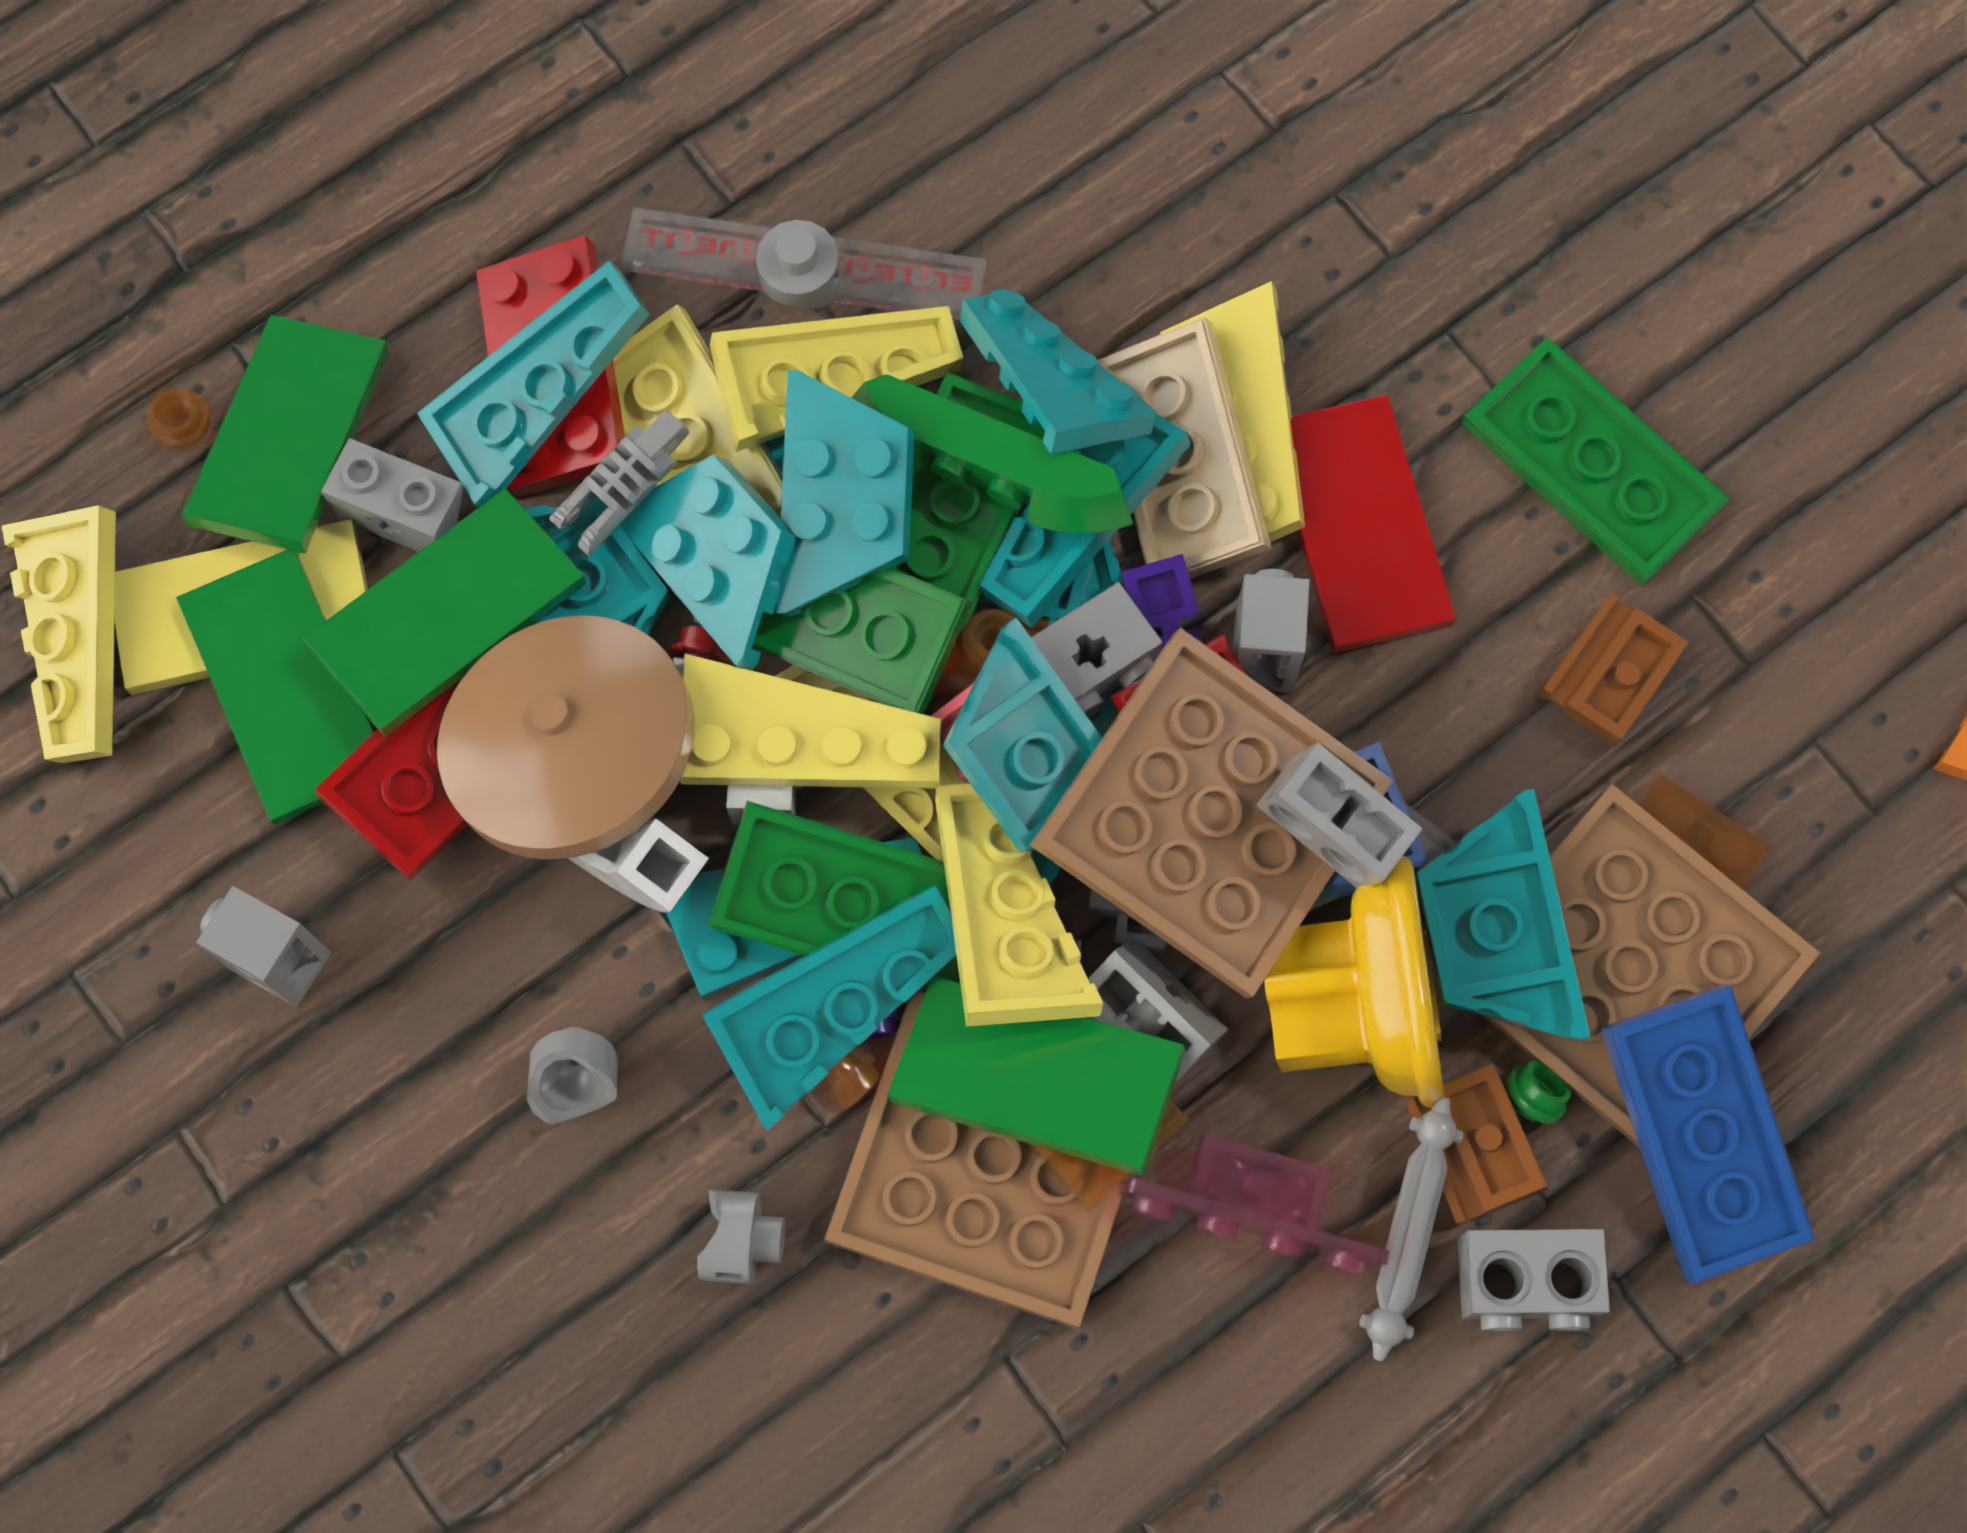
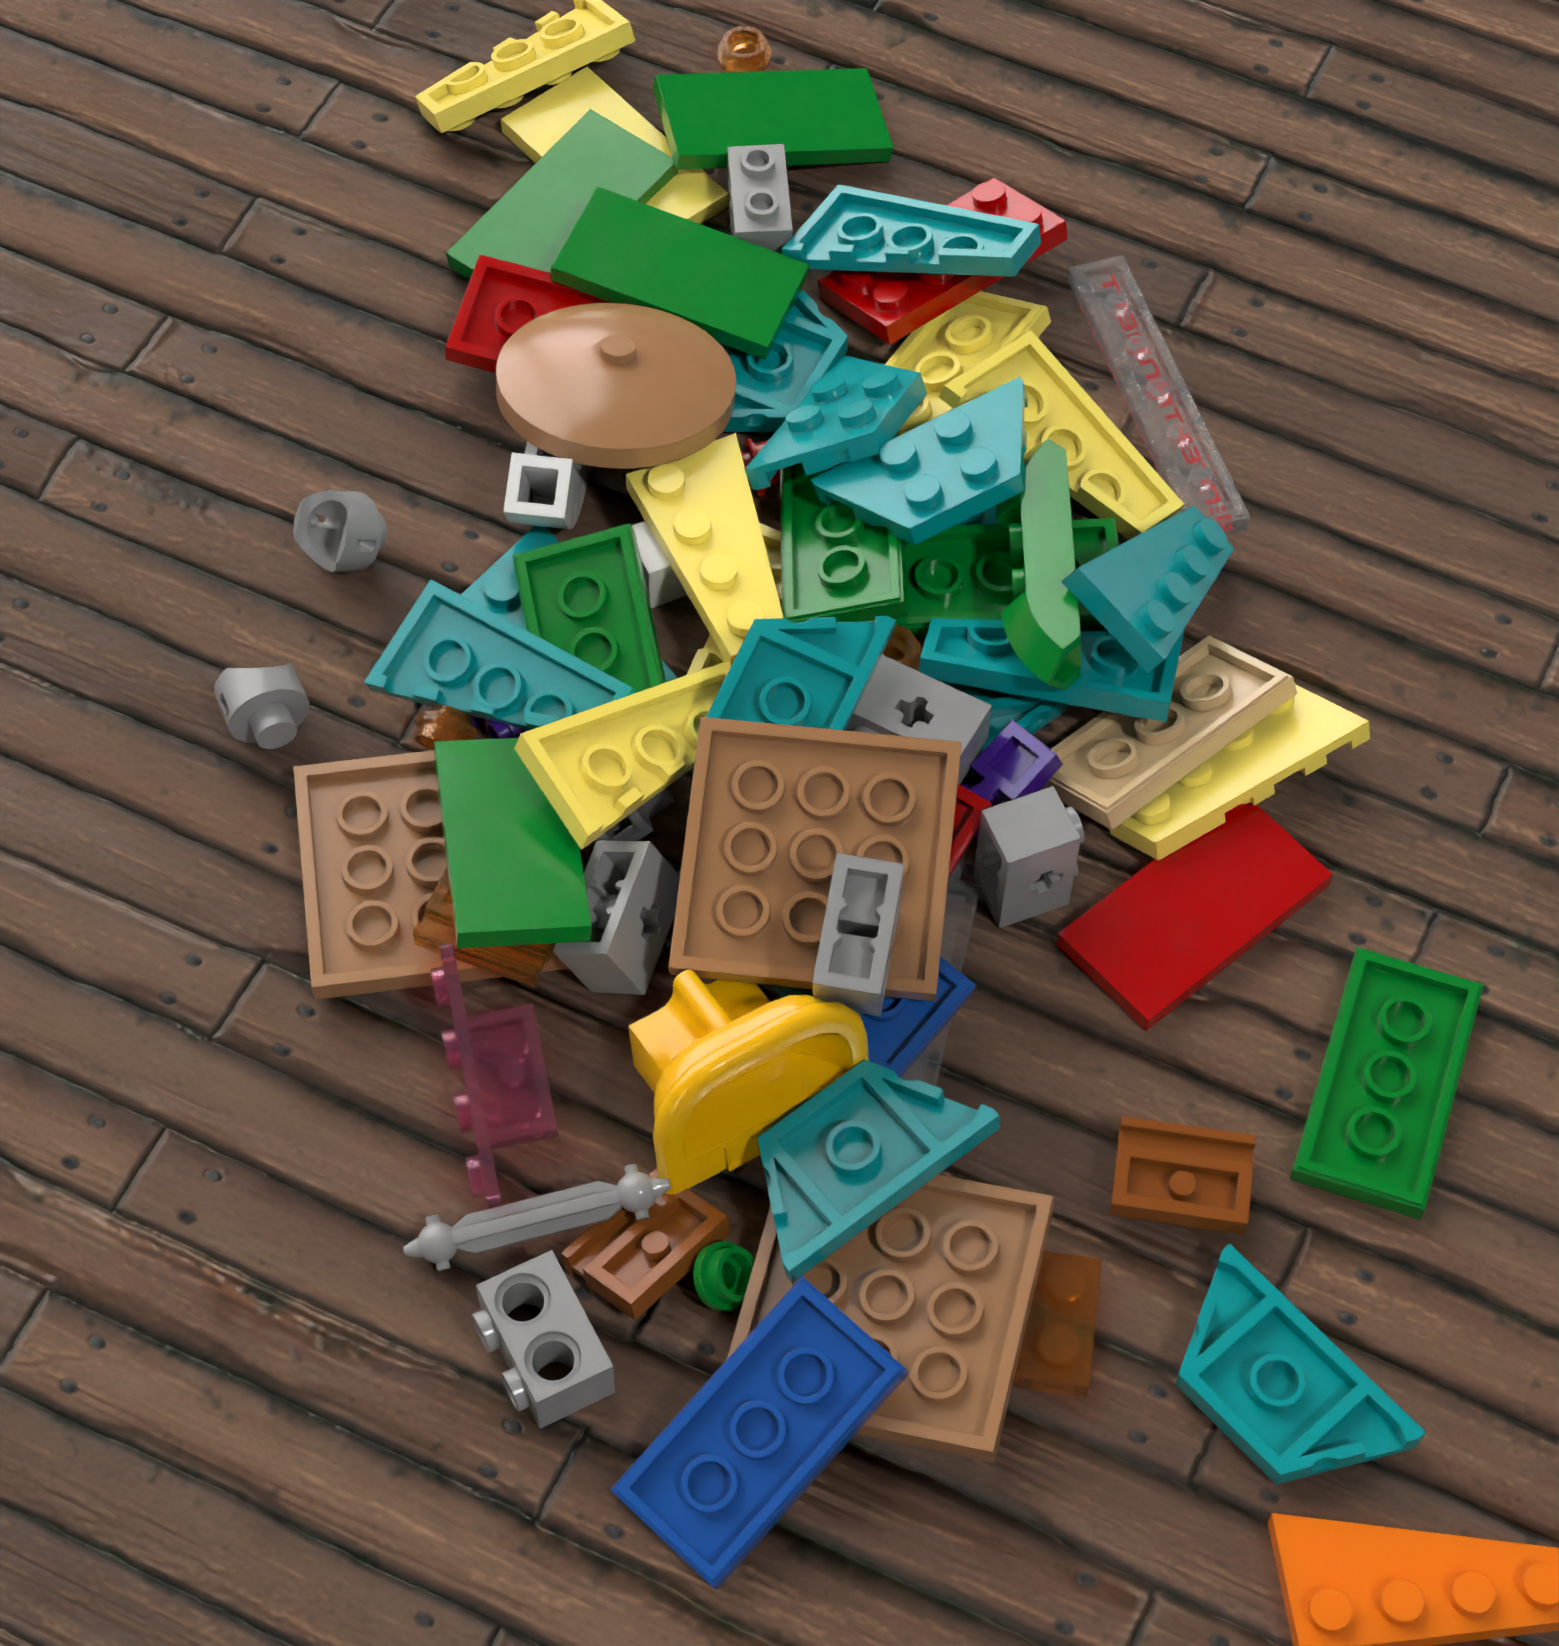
camera: 60 degrees right, 15 degrees down
(262, 945) = (332, 281): light grey brick -> none
(623, 479) = (865, 334): light grey hinge -> none
(799, 264) = (1139, 369): light grey piece -> none
(1829, 693) = (1284, 1383): none -> teal wing

